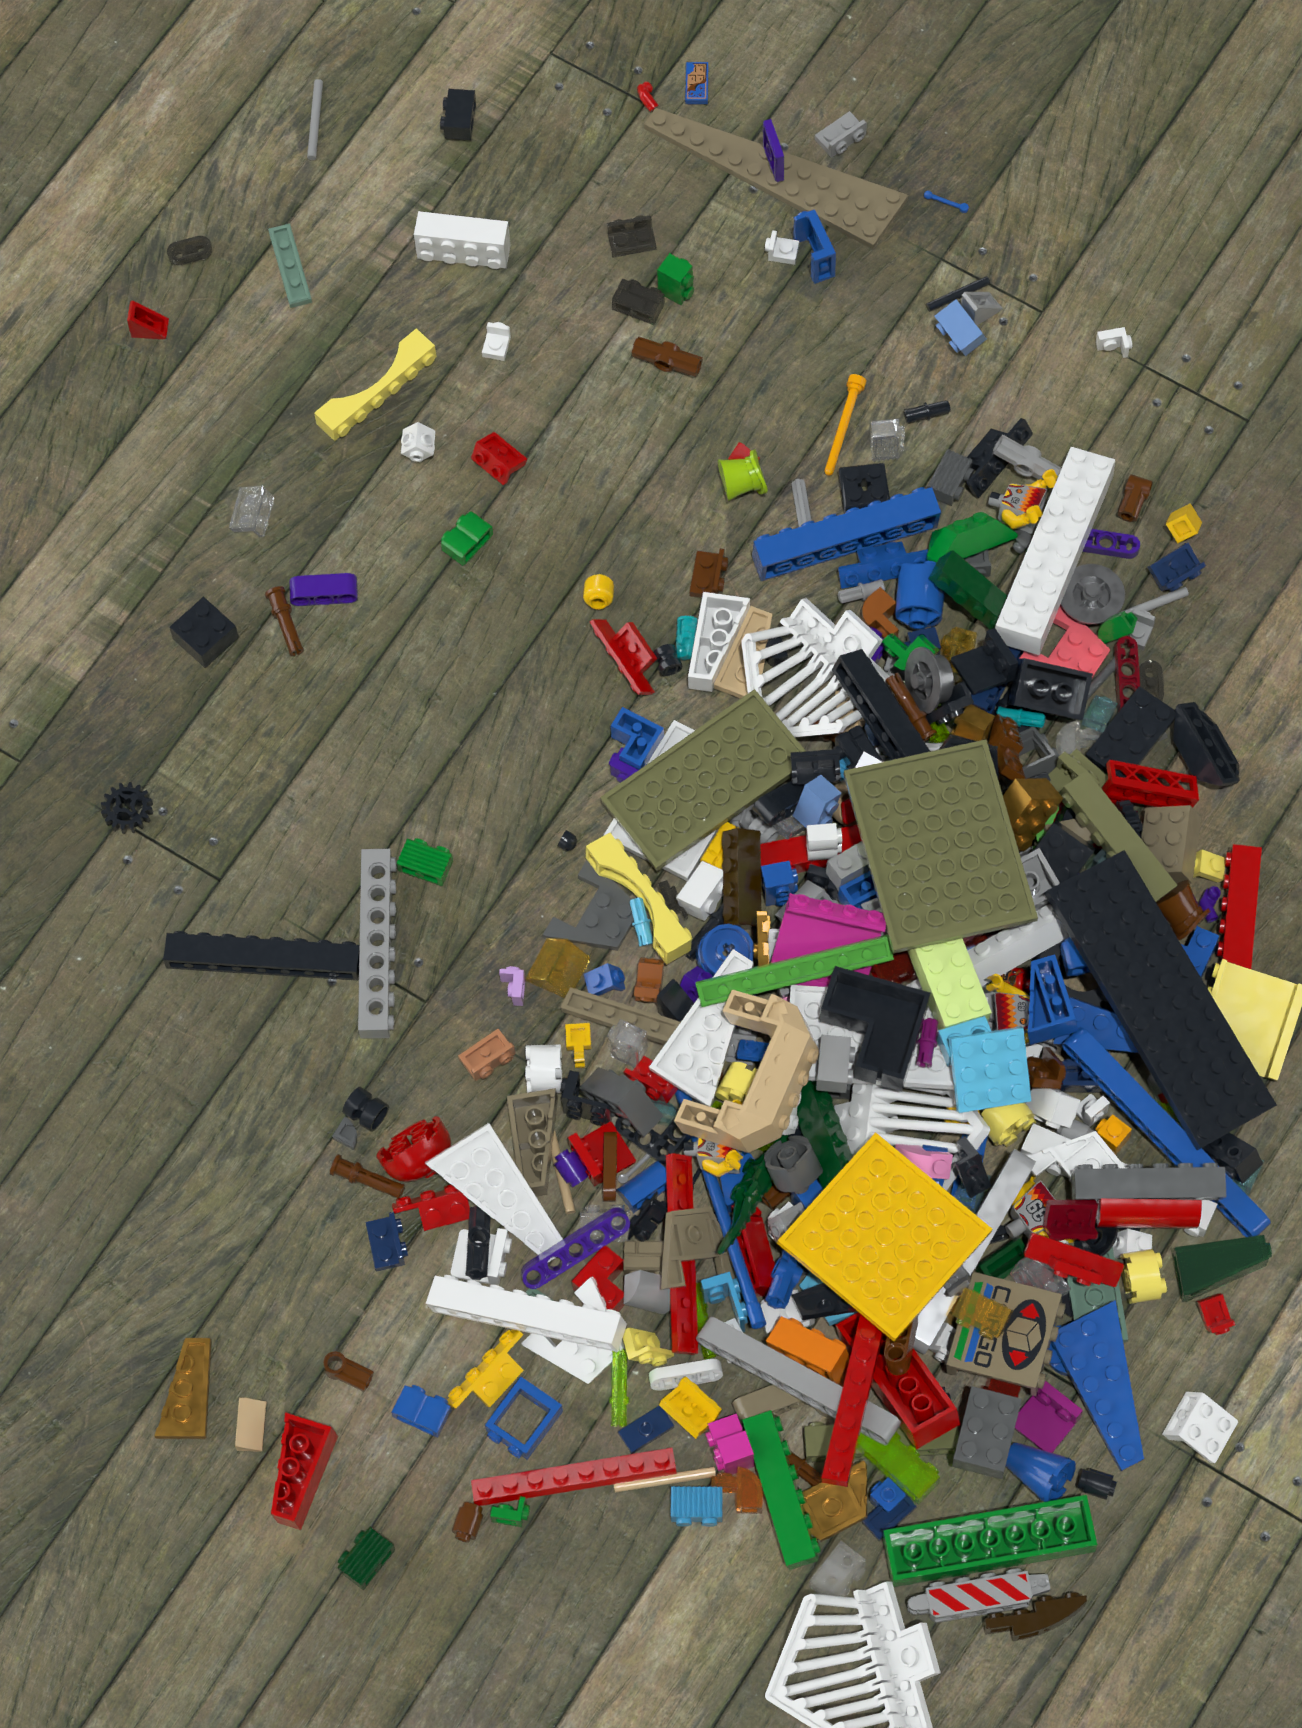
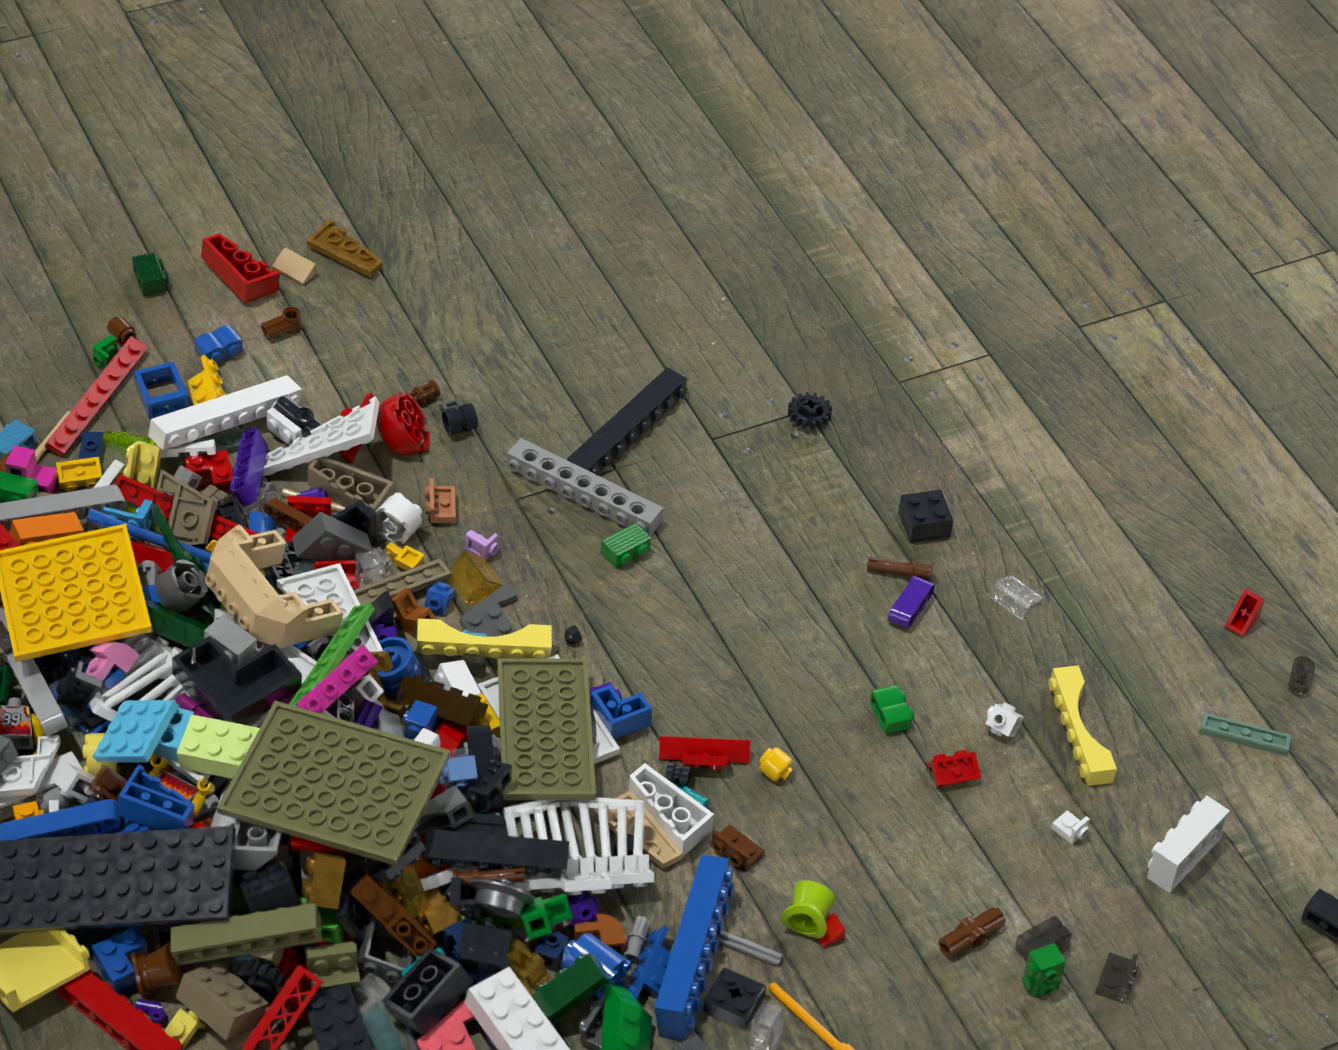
camera: 115 degrees right, 20 degrees down
(385, 1242) = (352, 387): dark blue bracket -> none

